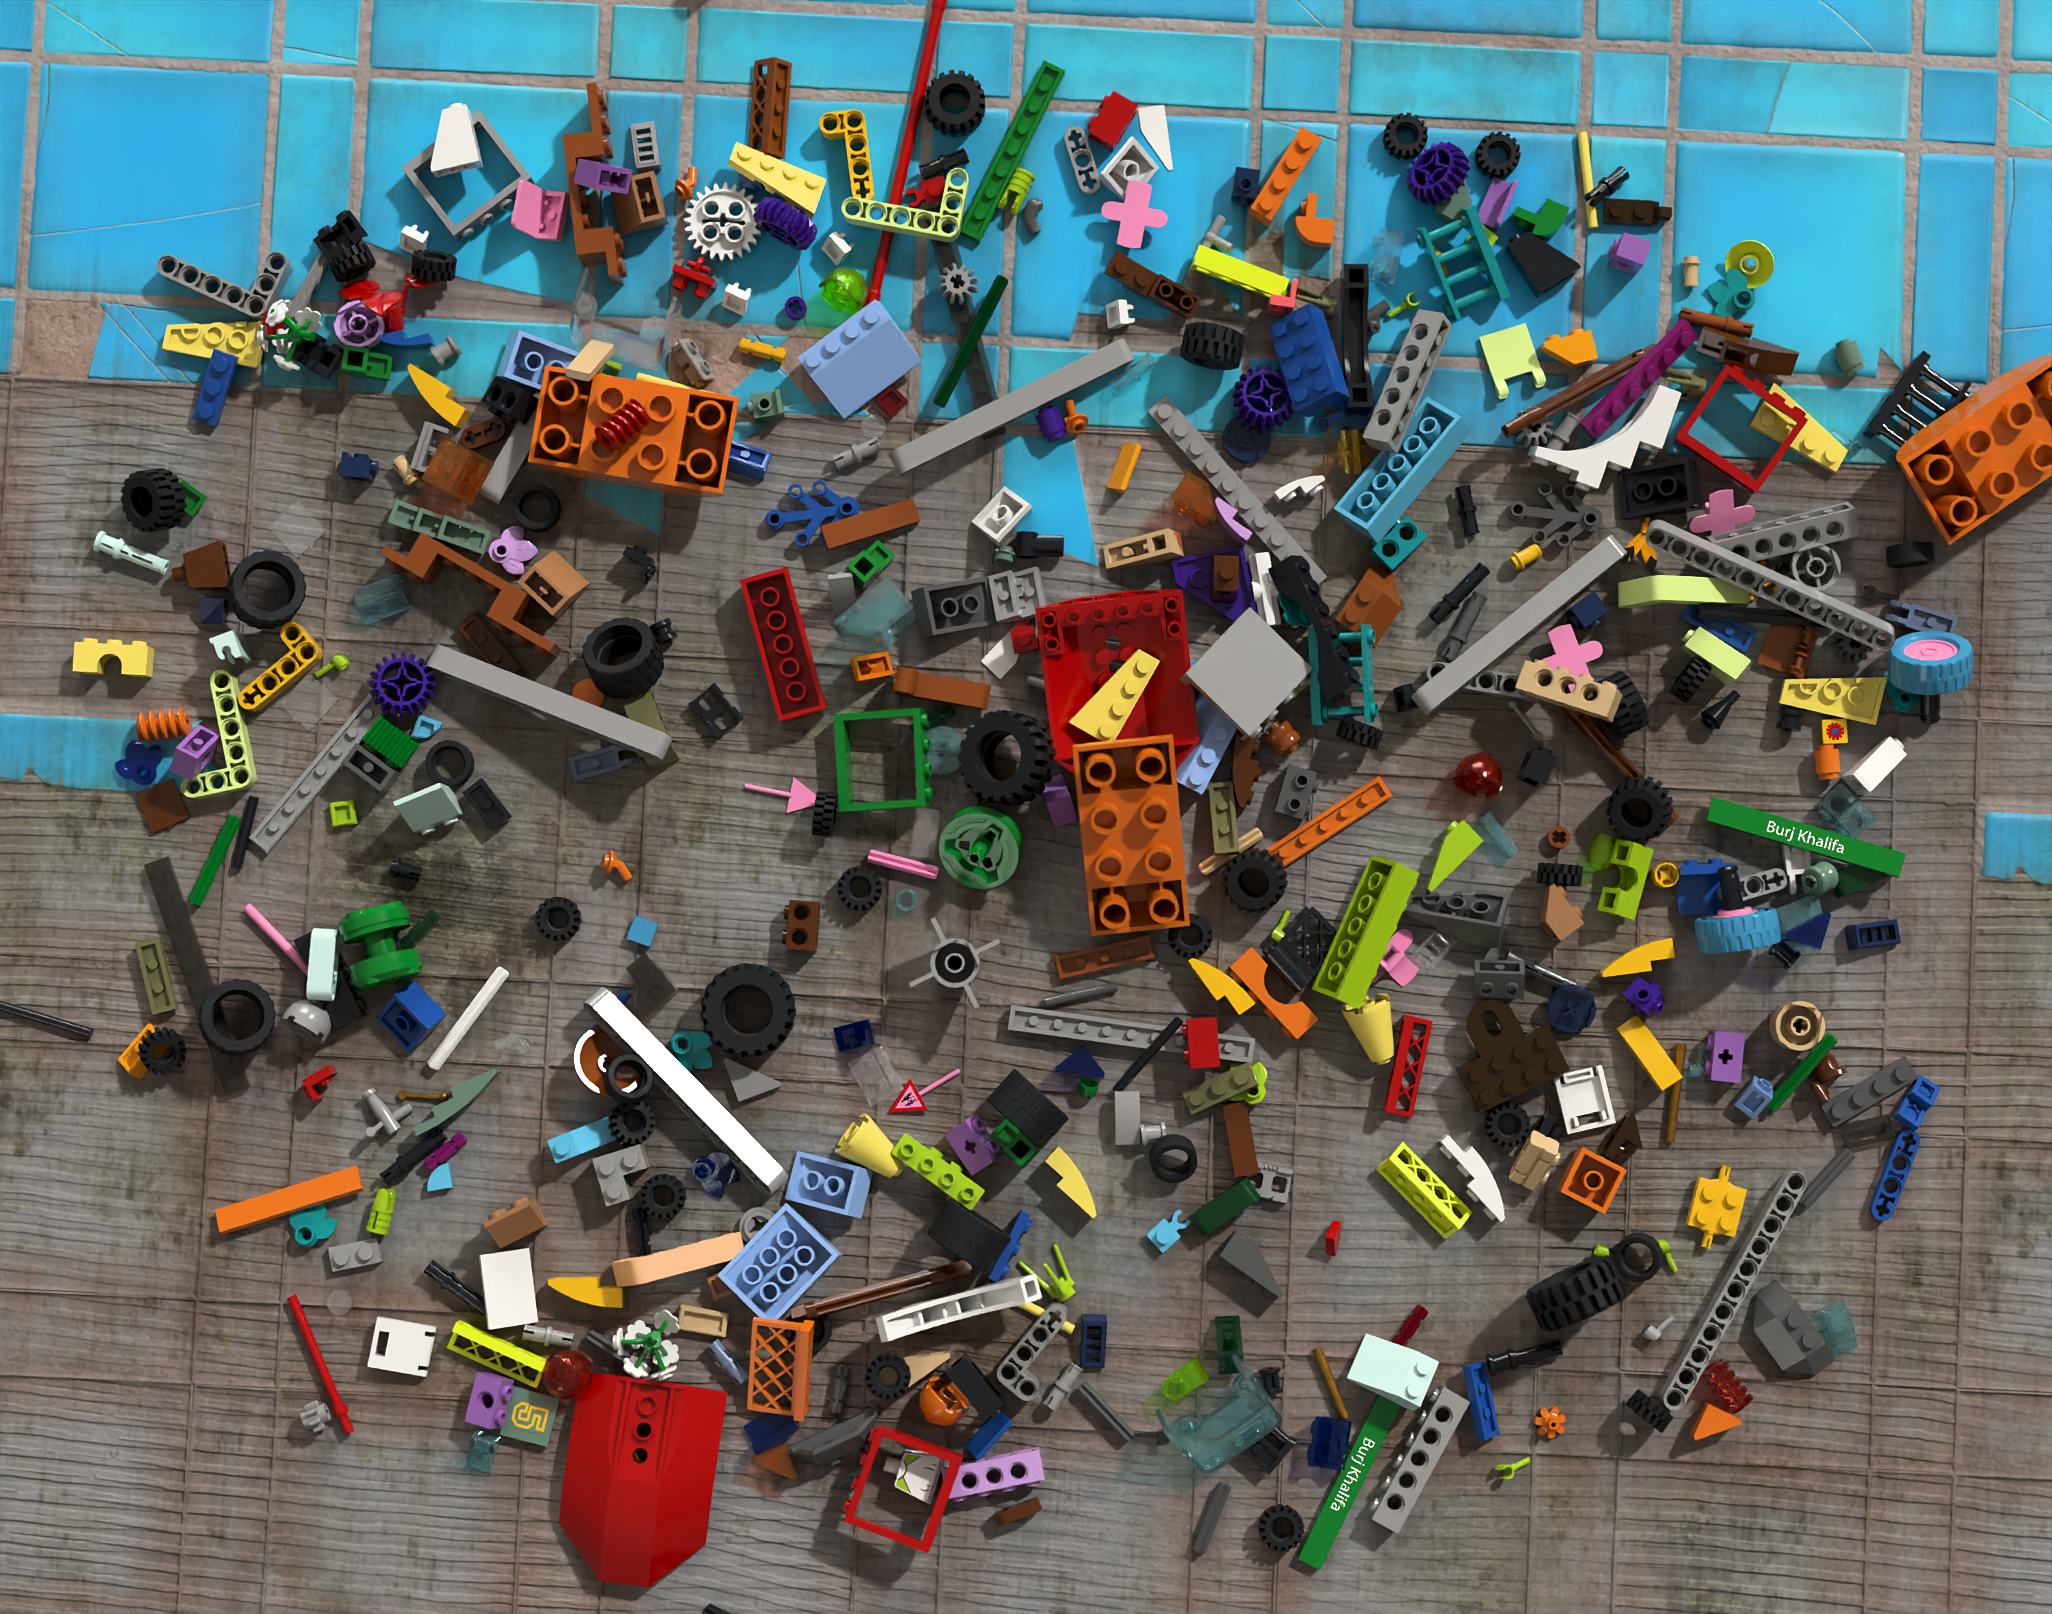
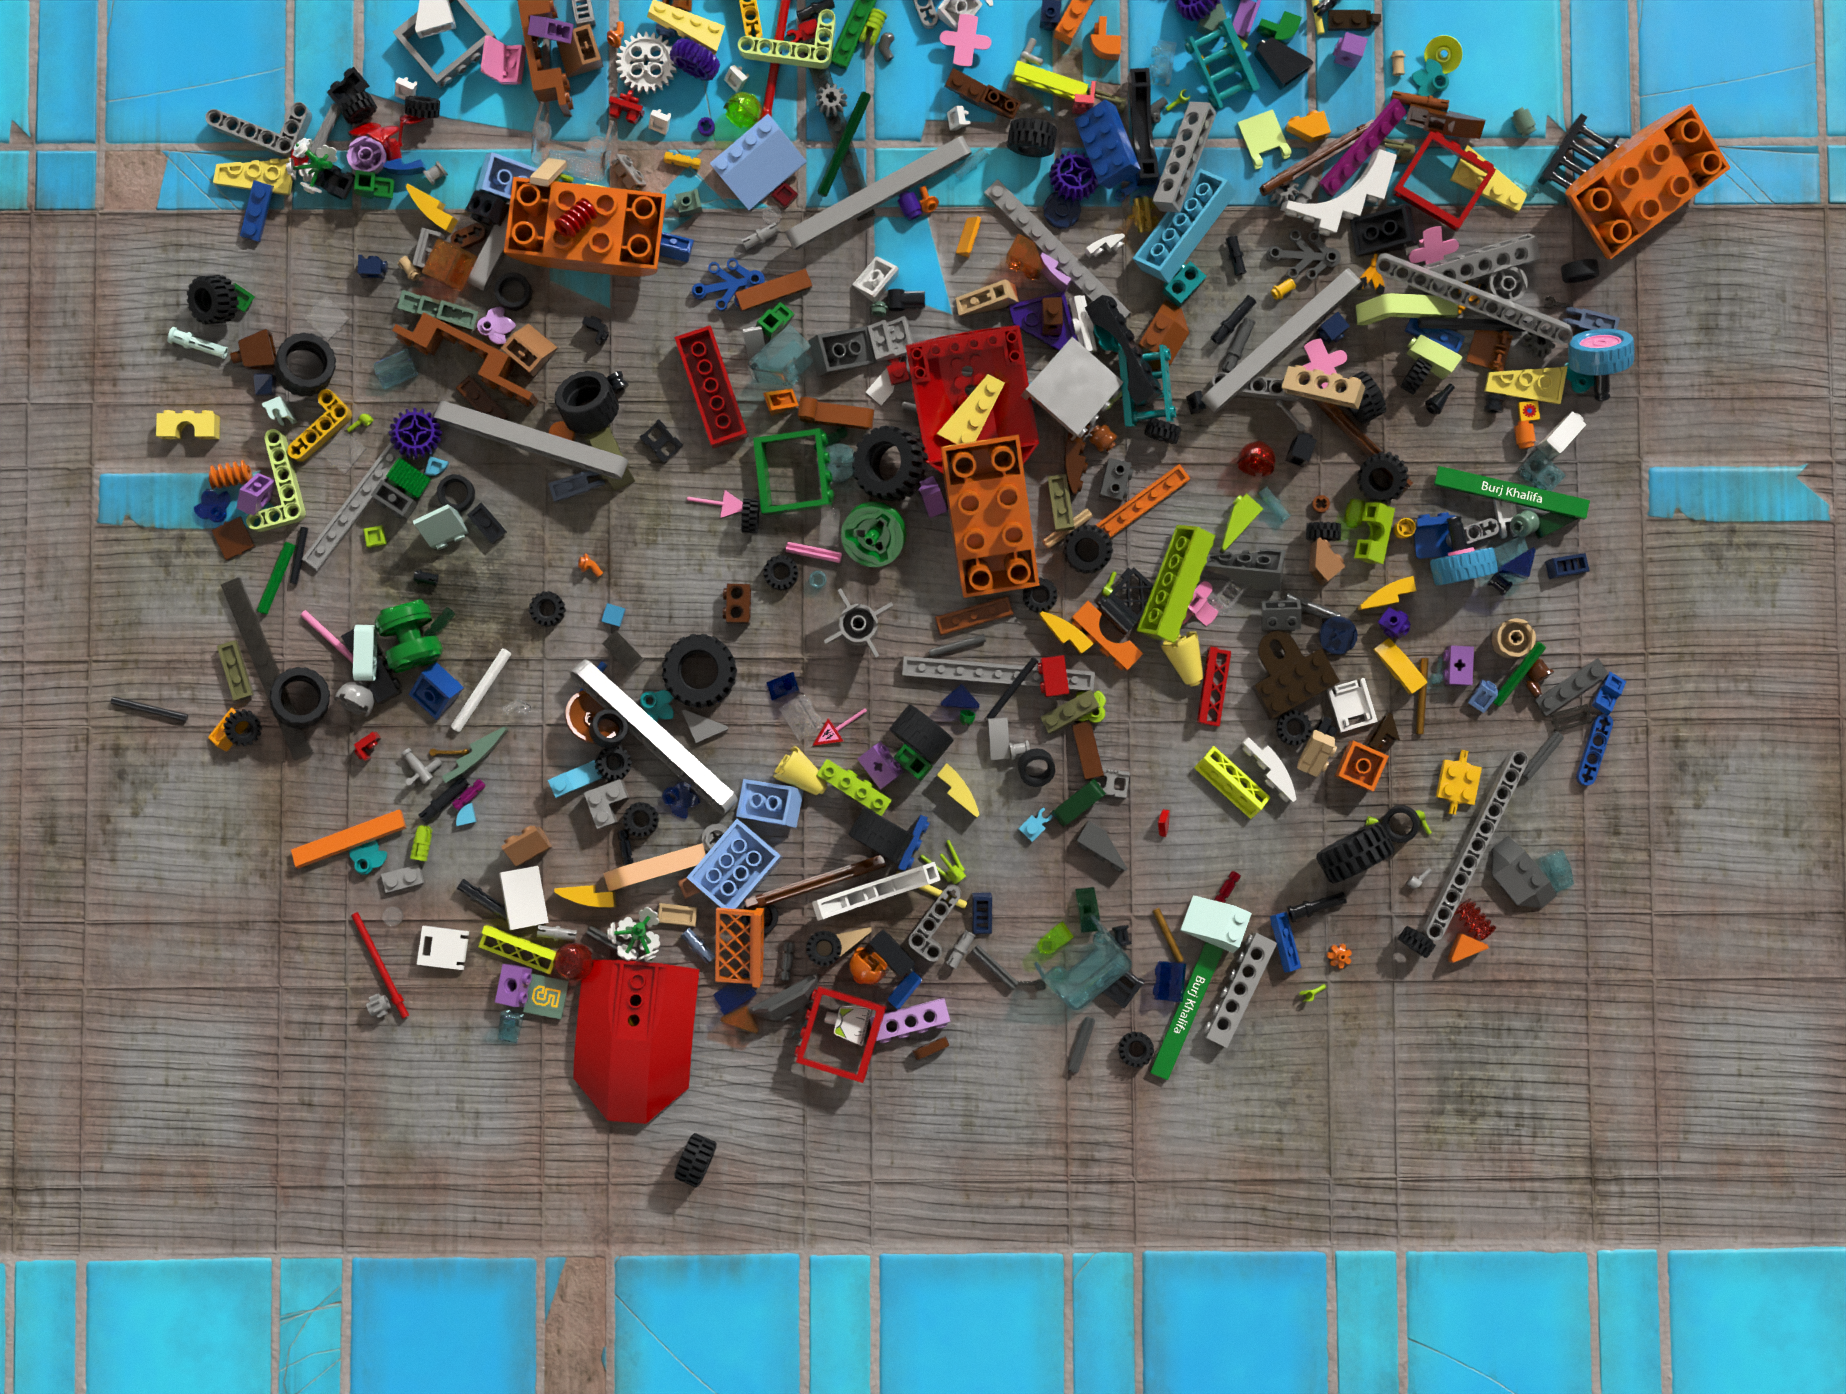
camera: 15 degrees left, 0 degrees up
(1215, 737) = (1051, 437): light blue slope -> none

